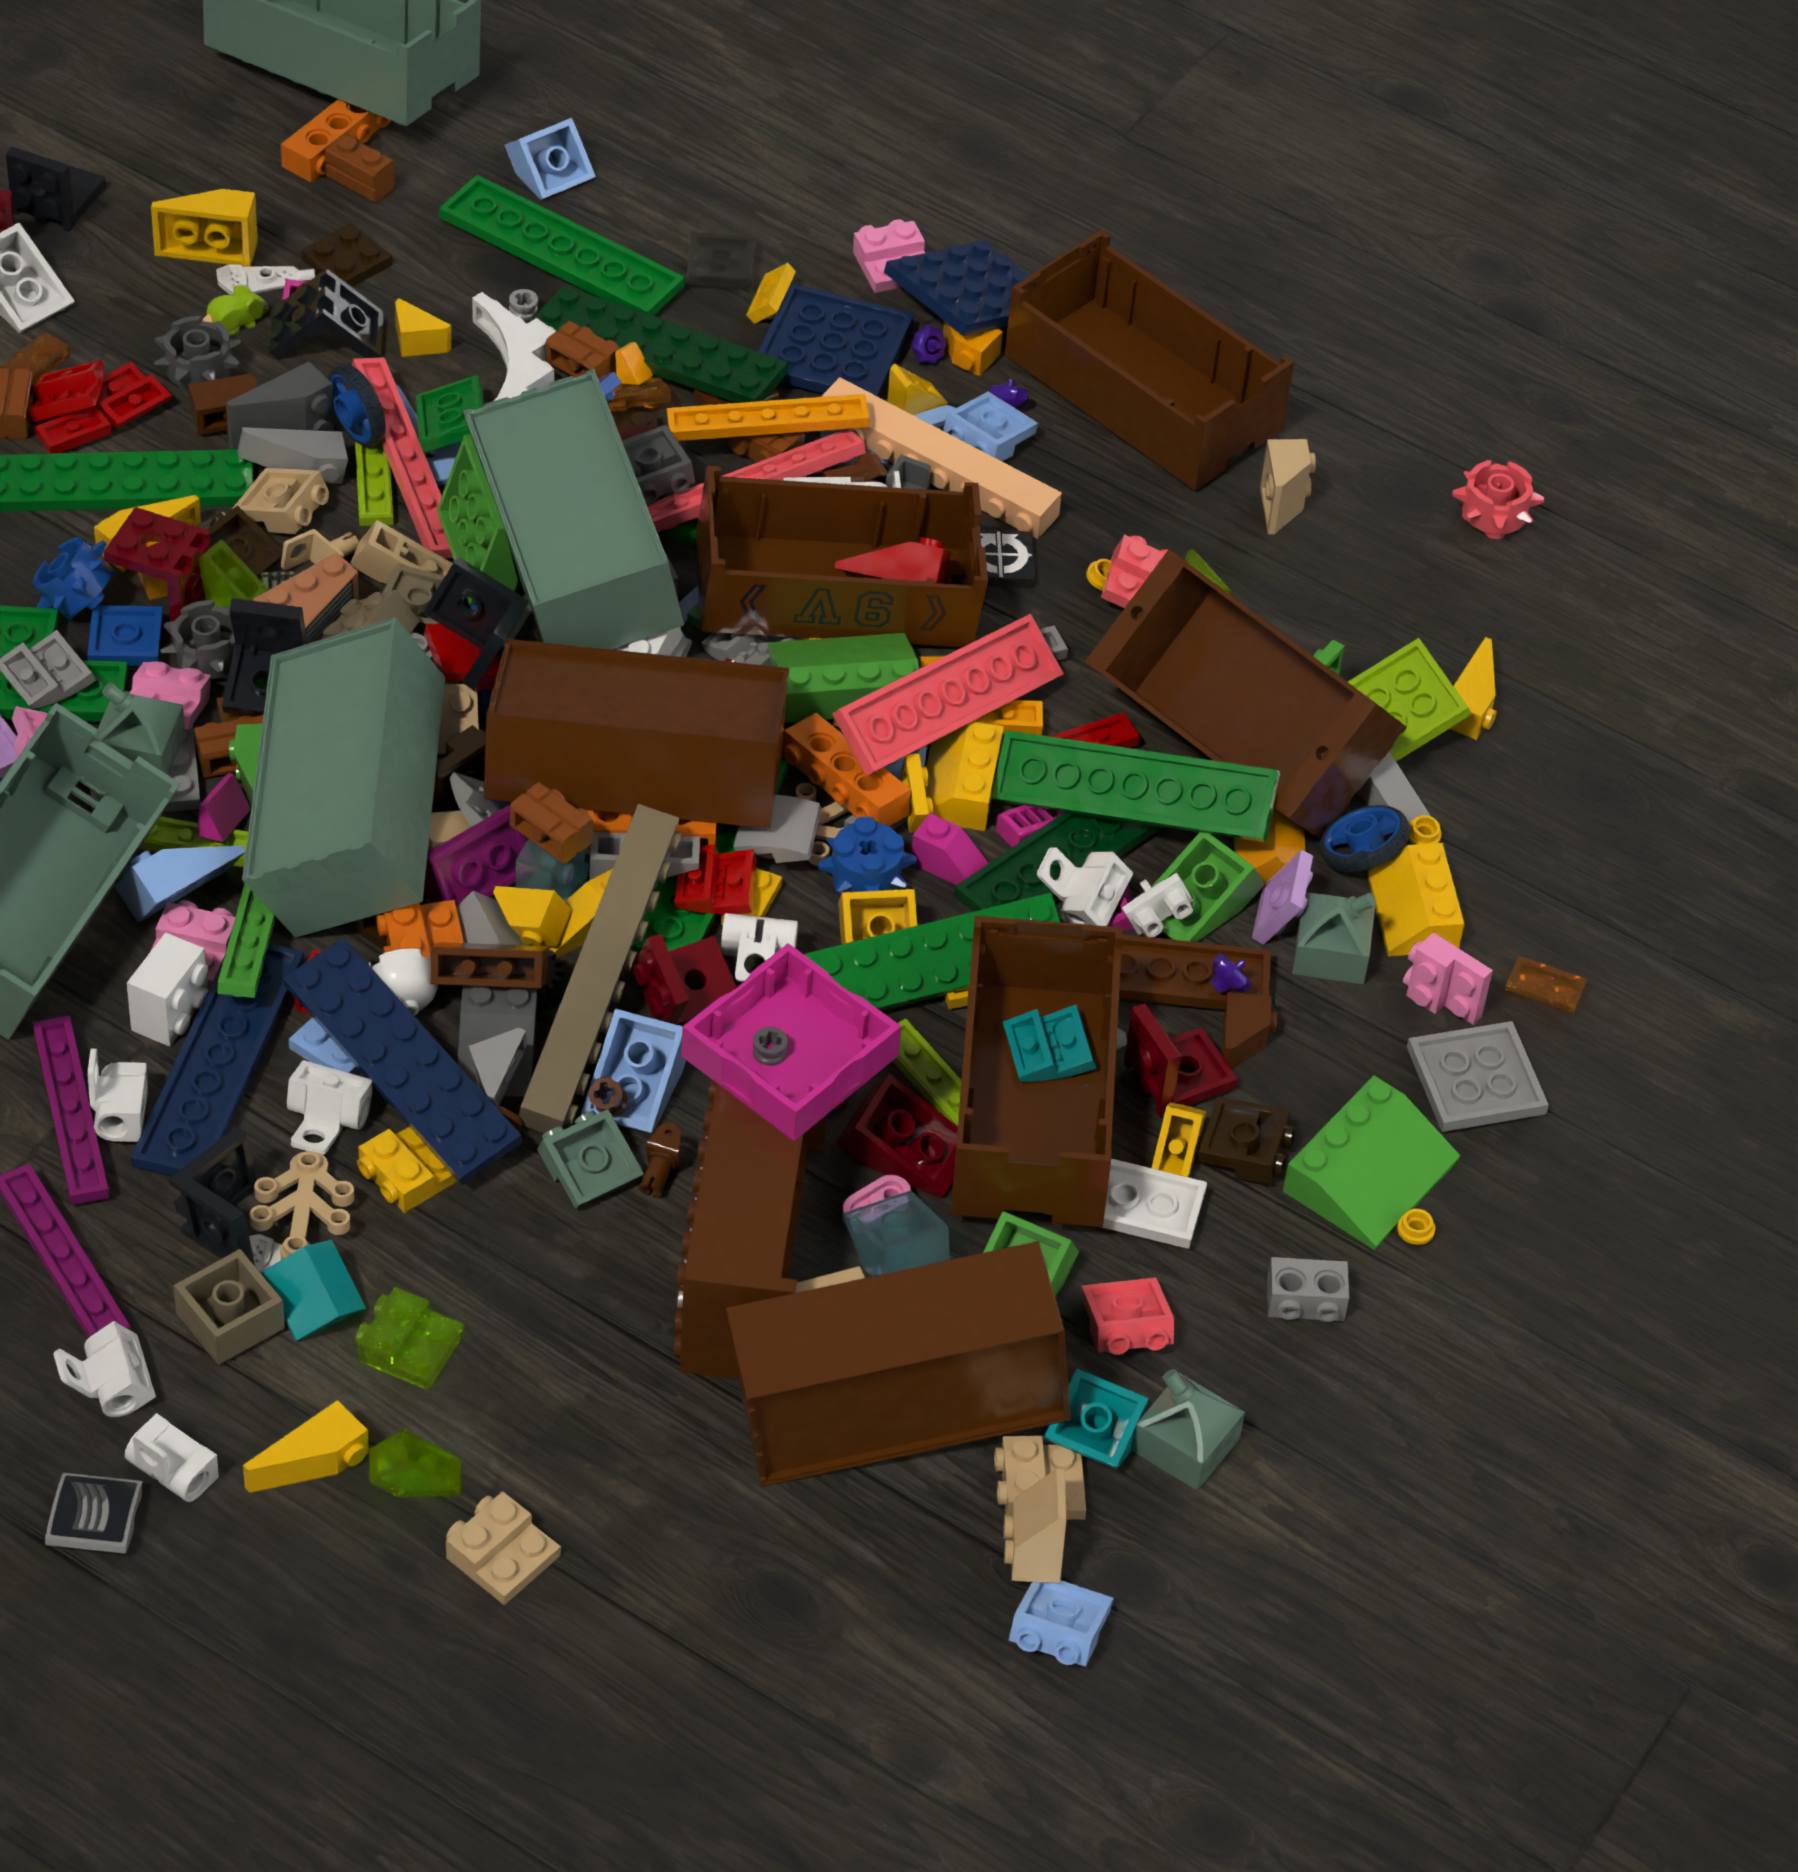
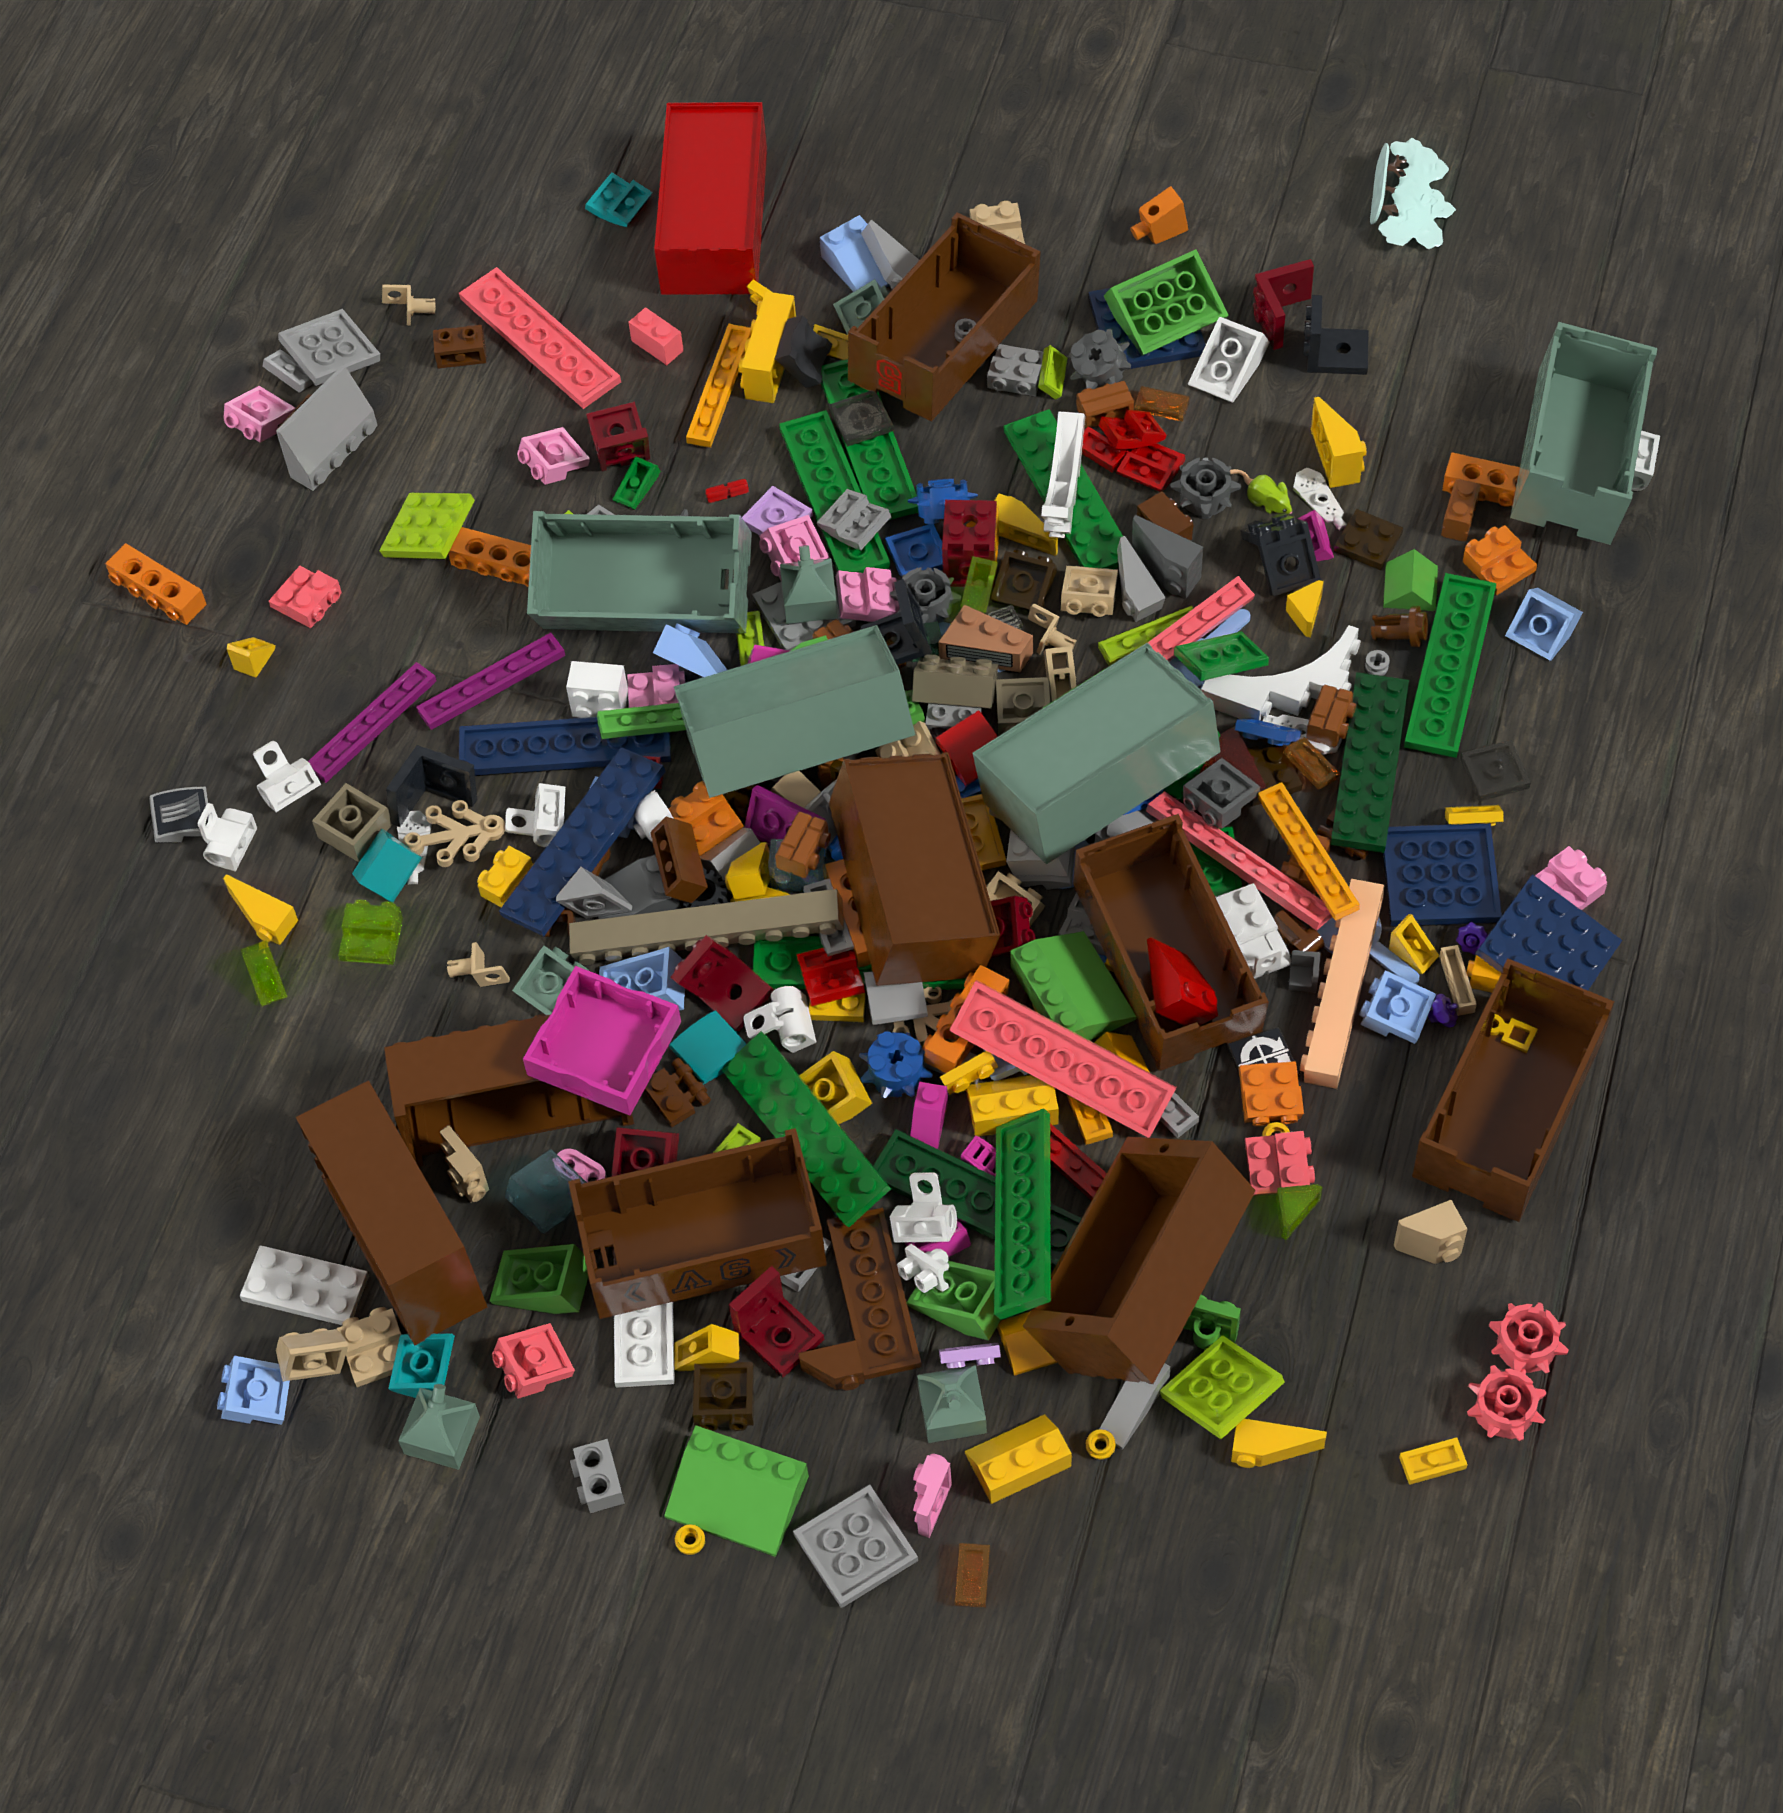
camera: 80 degrees right, 10 degrees up
(97, 443) = (1064, 475): none -> white arch
(118, 1098) = (501, 700): white piece -> none
(358, 408) = (1183, 592): wheel -> none
(428, 245) = (1410, 582): none -> bright green slope
(438, 167) = (1498, 559): none -> orange plate
(483, 627) = (995, 723): black bracket -> none
(498, 253) = (1402, 626): none -> reddish brown piece
(500, 1547) = (220, 1042): tan plate -> none
(522, 1233) = (475, 966): none -> tan bracket
(598, 1093) = (600, 966): reddish brown bush -> none
(631, 365) = (1333, 748): light orange slope -> none
(767, 1036) = (604, 1034): dark grey bush -> none
(918, 1538) = (304, 1285): none -> white plate
(970, 373) = (1457, 980): none -> tan piece
(1049, 1045) = (746, 1225): teal slope -> none
(1051, 559) = (1271, 1093): none -> orange plate
(1228, 976) = (872, 1336): dark purple piece -> none
(1364, 834) = (1063, 1399): wheel -> none
(1430, 458) = (1528, 1338): none -> coral brick
(1537, 578) = (1433, 1461): none -> yellow plate

